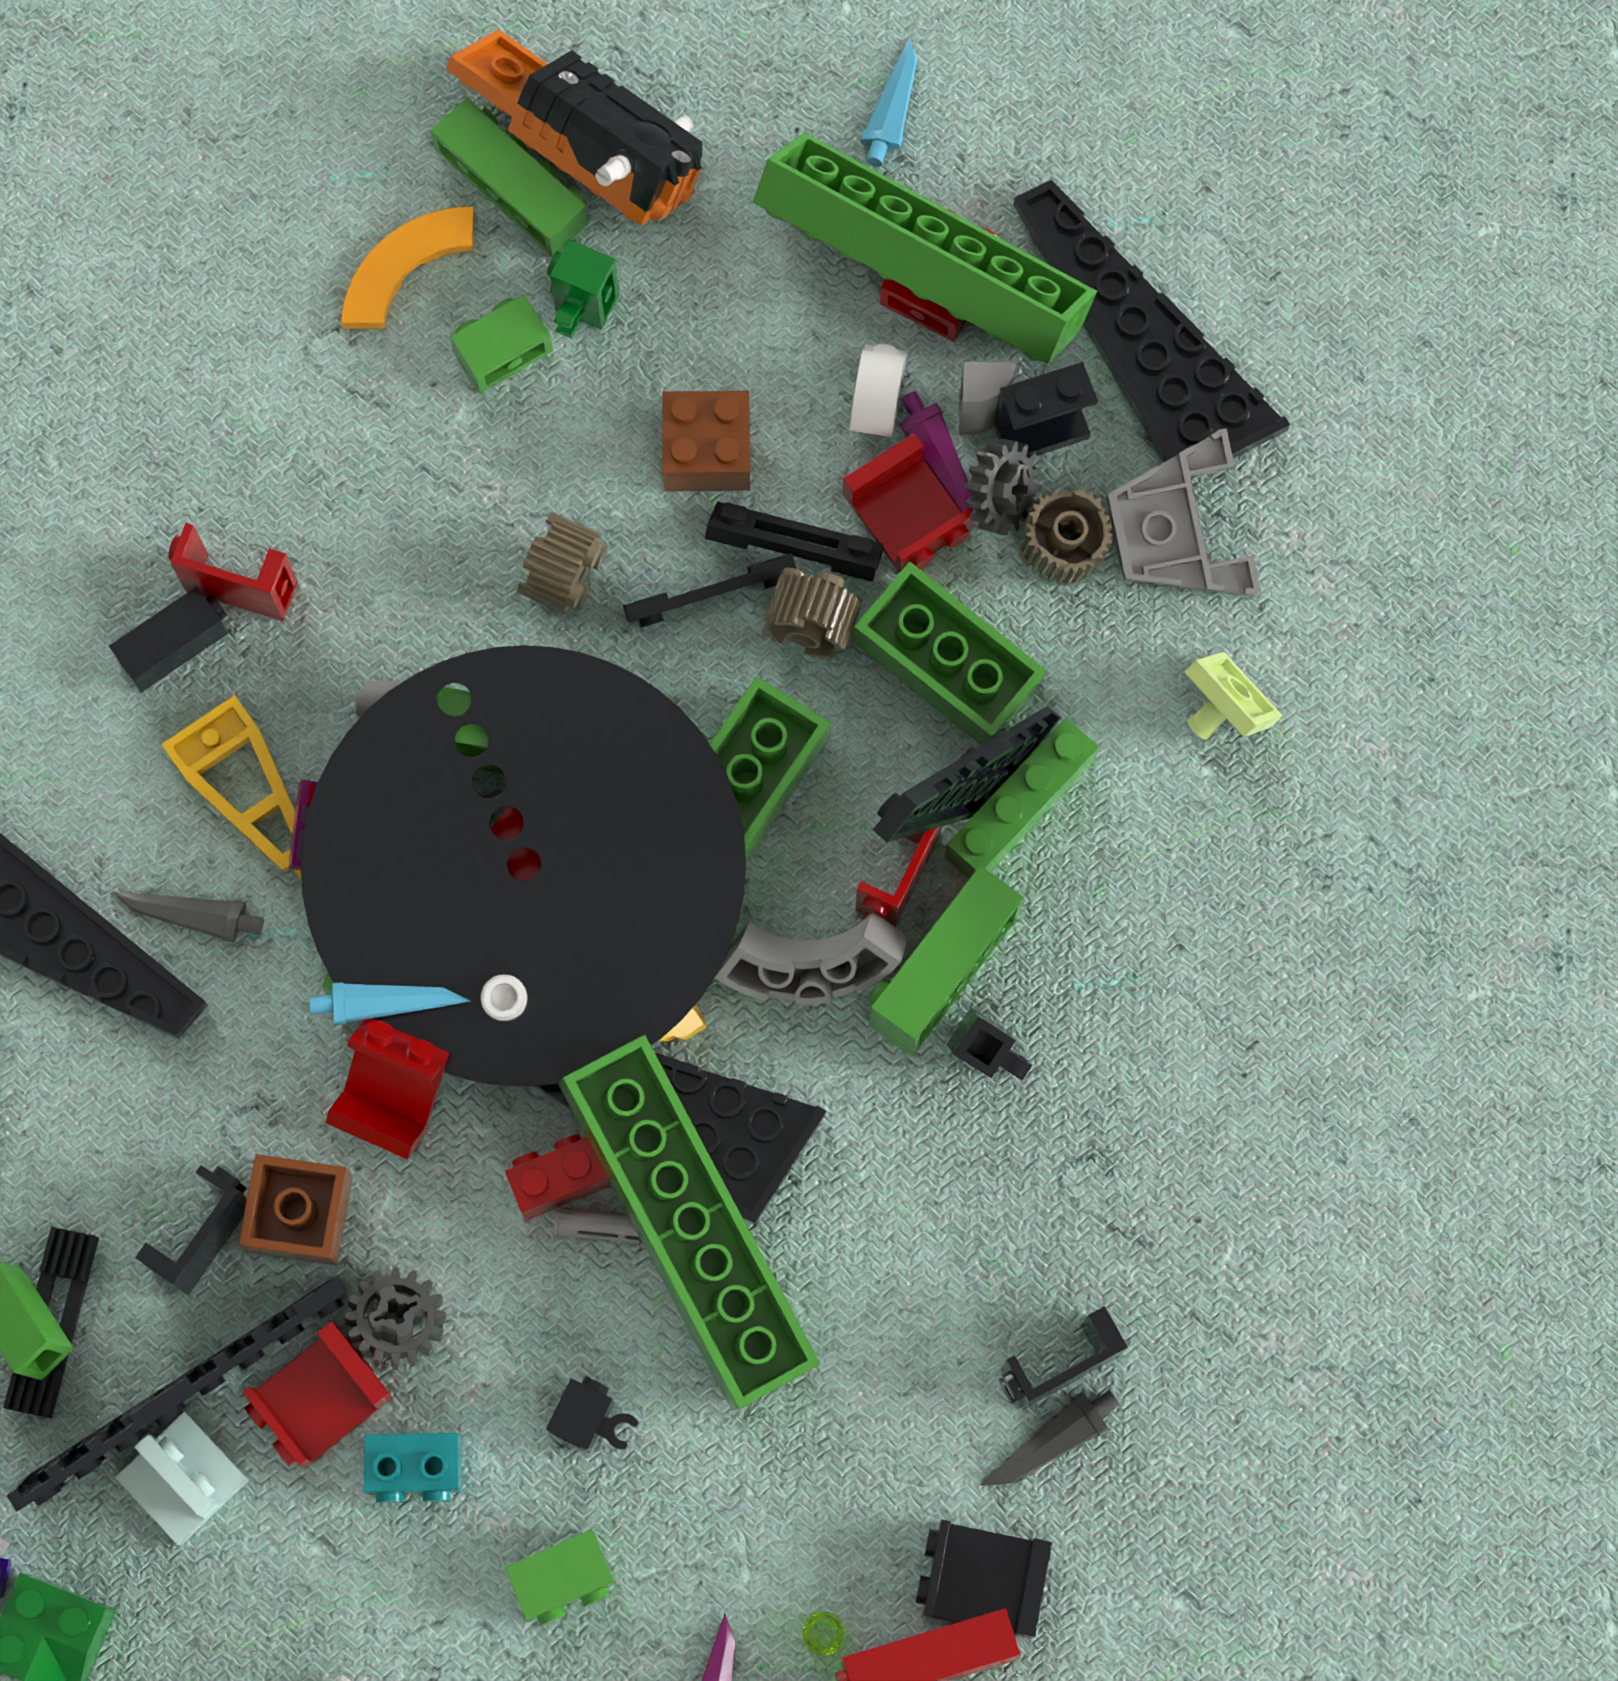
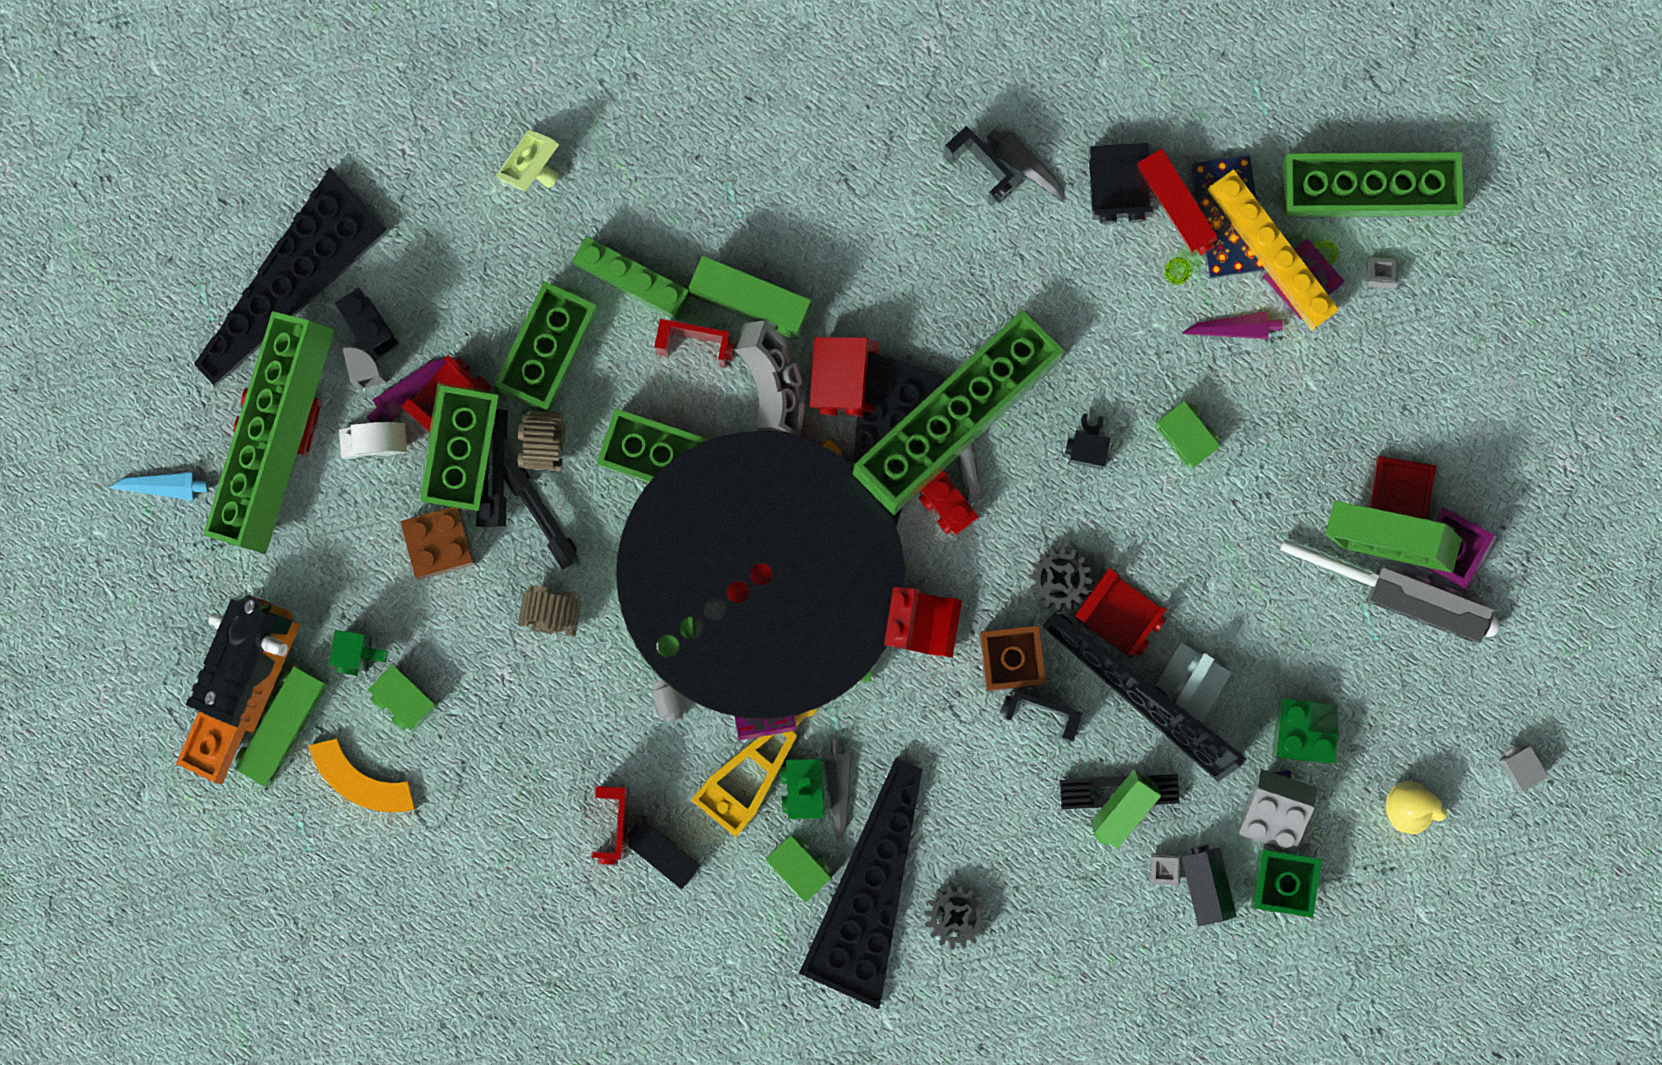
camera: 100 degrees left, 10 degrees up
(89, 822) = (799, 868): none -> bright green brick
(200, 858) = (804, 789): none -> green brick
(365, 1002) = (875, 647): medium azure bar -> none
(413, 1465) = (1146, 542): teal brick -> none
(504, 998) = (849, 563): white tile -> none
(795, 1064) = (840, 375): none -> red panel
(833, 489) = (458, 446): none -> bright green brick
(965, 784) = (647, 305): black wing -> none
(986, 1046) = (796, 261): black brick -> none
(1002, 486) = (423, 340): dark grey gear -> none
(1049, 551) = (446, 308): dark tan brick -> none
(1161, 529) = (422, 234): light grey wing -> none

